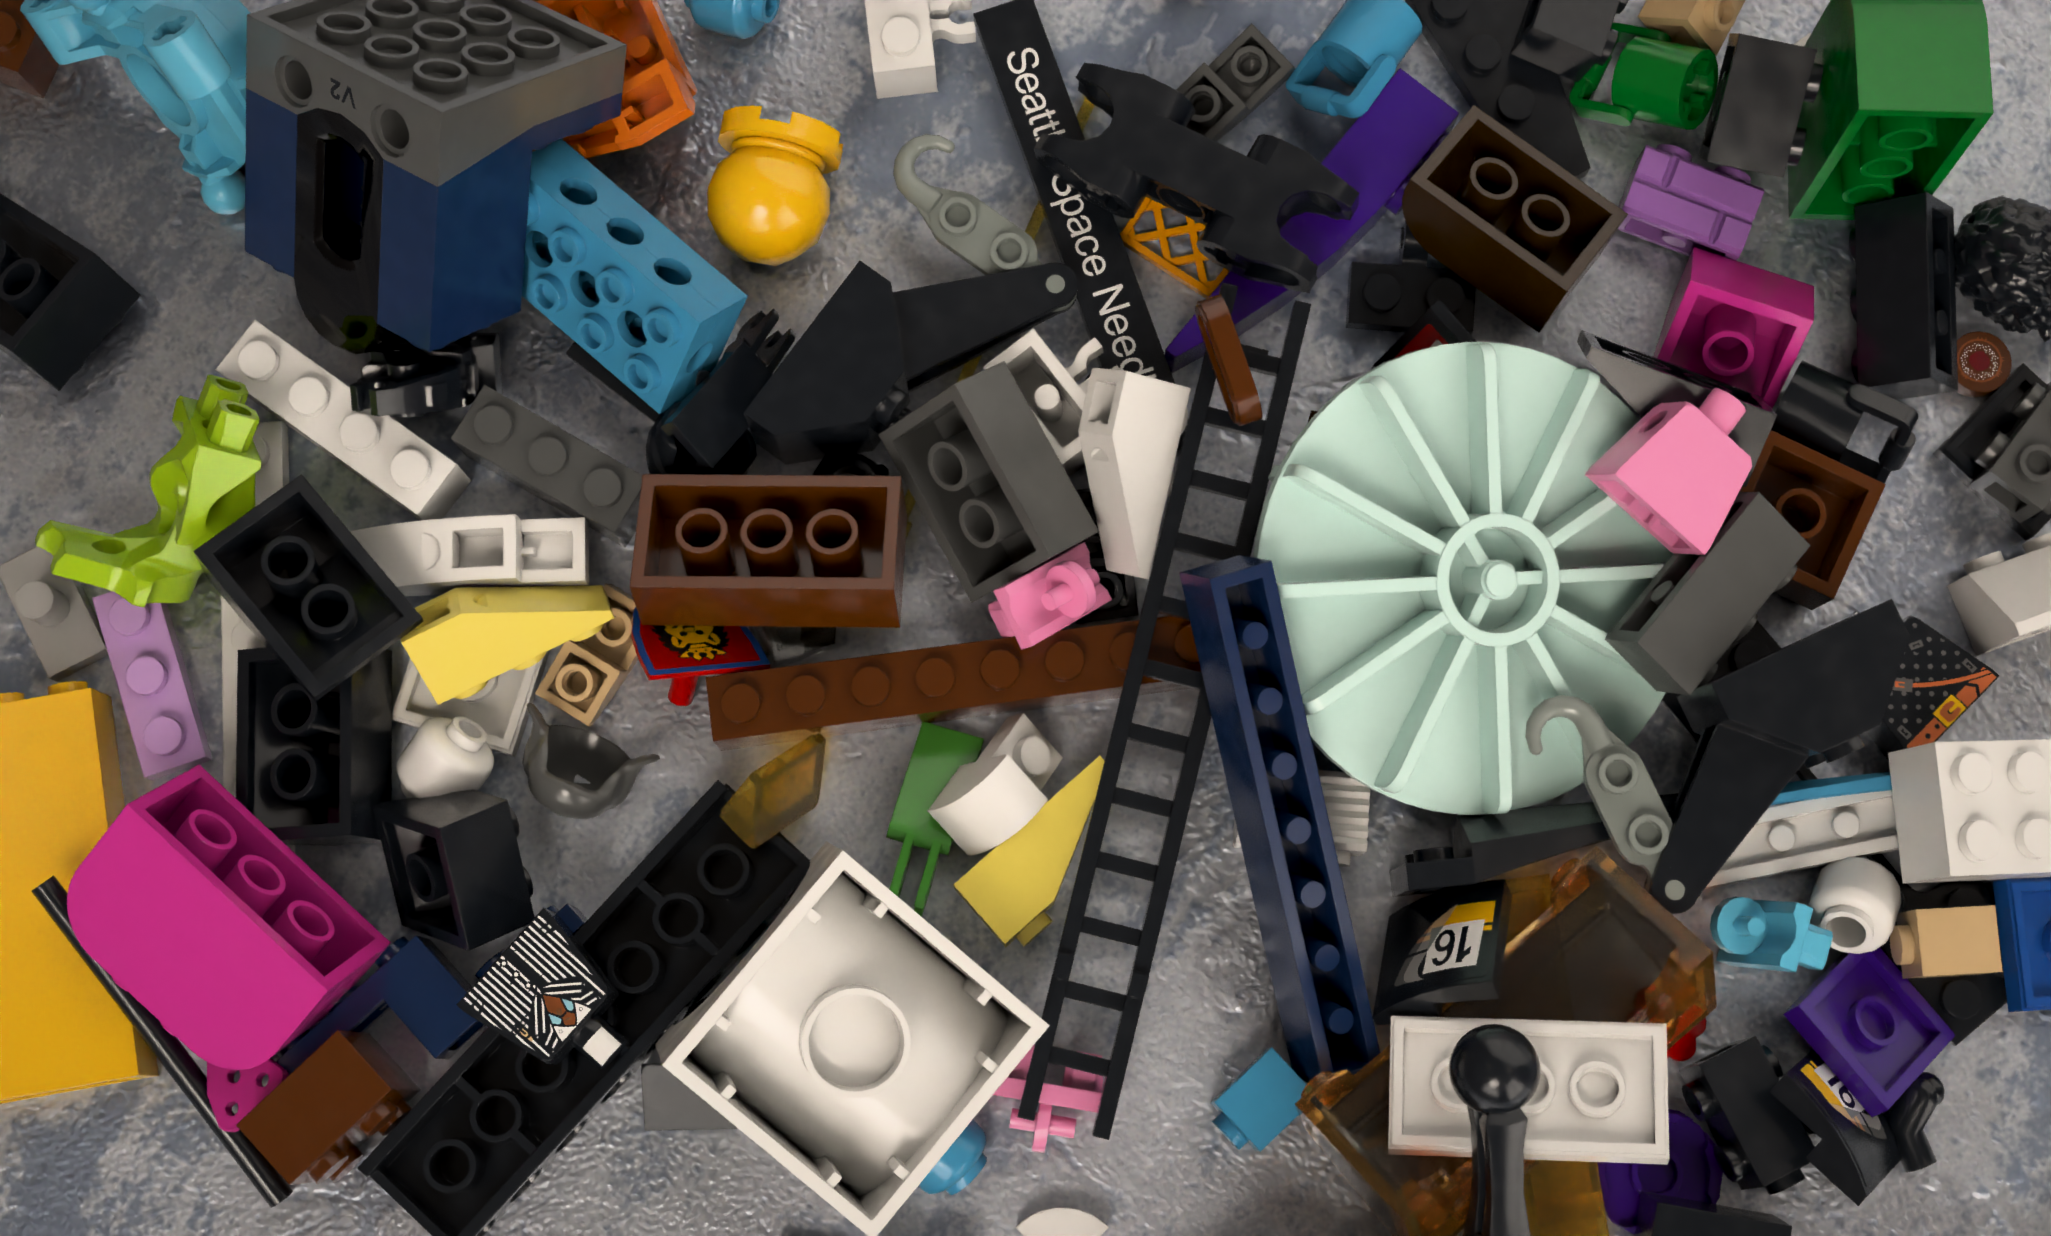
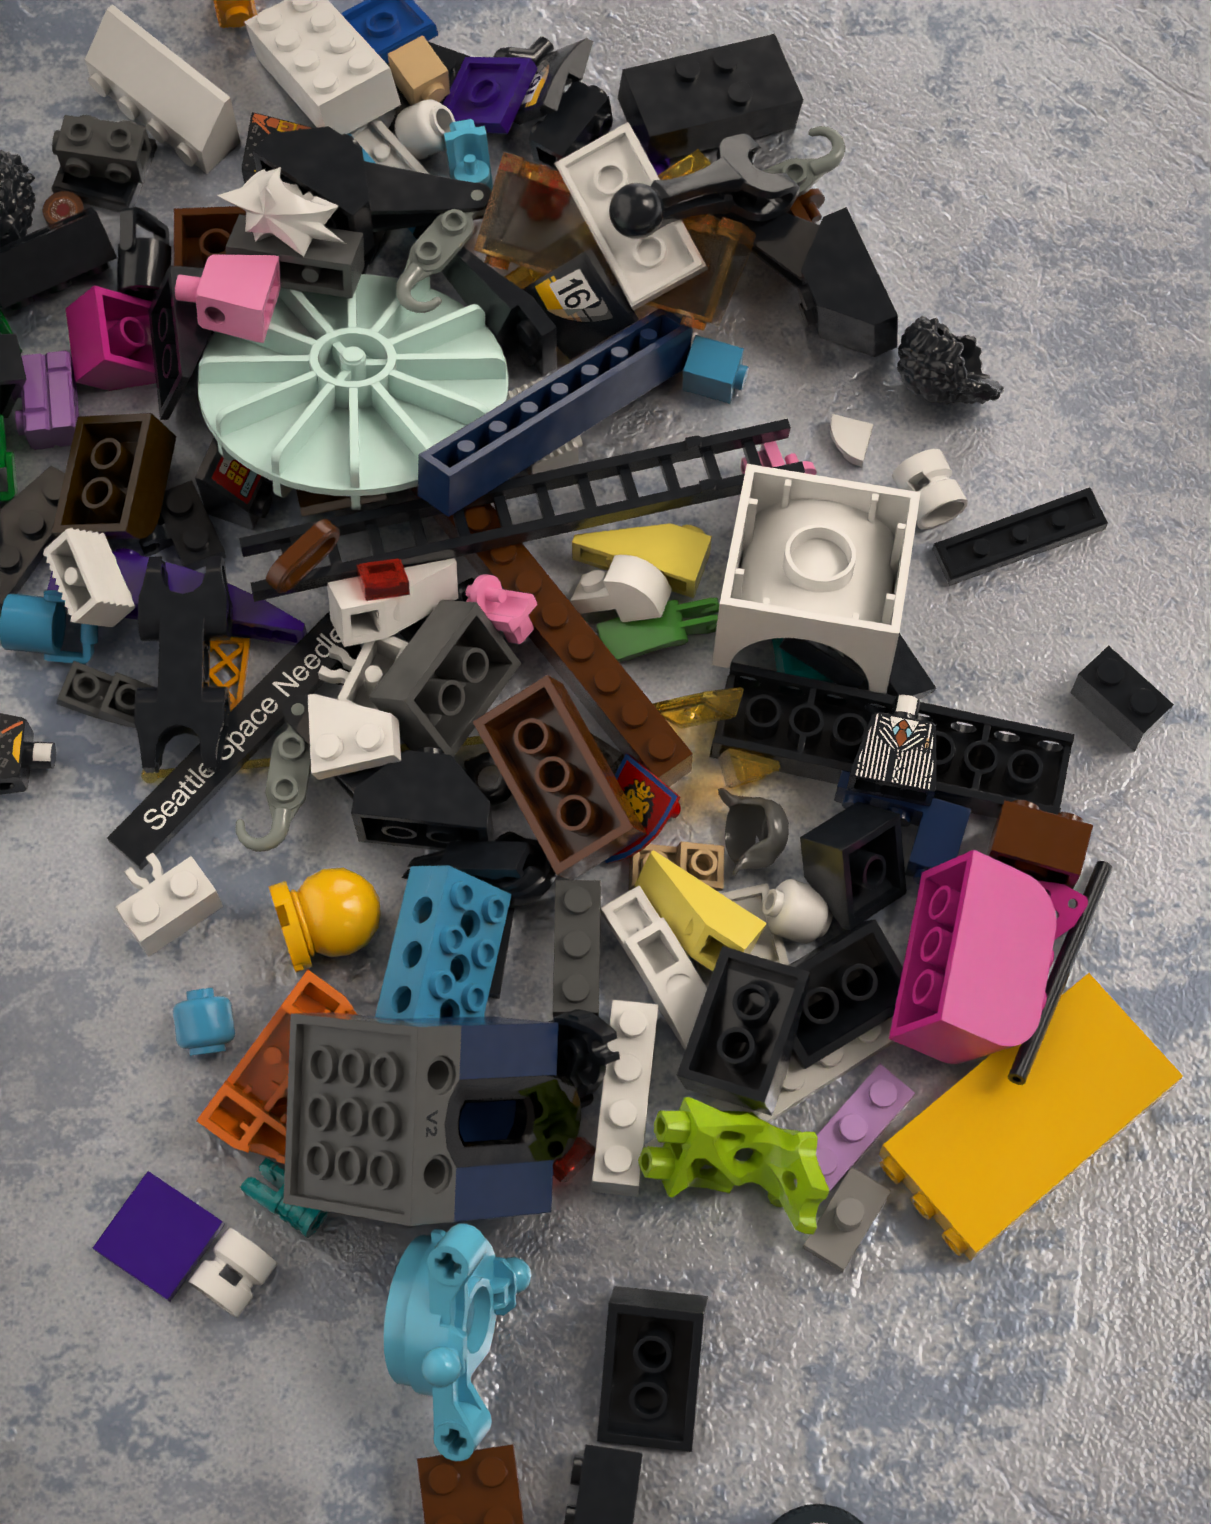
camera: 120 degrees left, 10 degrees down
(308, 339) = (574, 1160): none -> clear red tile
(651, 800) = (744, 768): none -> clear yellow slope
(967, 314) = (349, 737): none -> white wing
(1147, 453) = (383, 579): none -> clear red tile
(1369, 106) = (89, 578): none -> white brick
(1770, 589) = (282, 211): none -> white hair

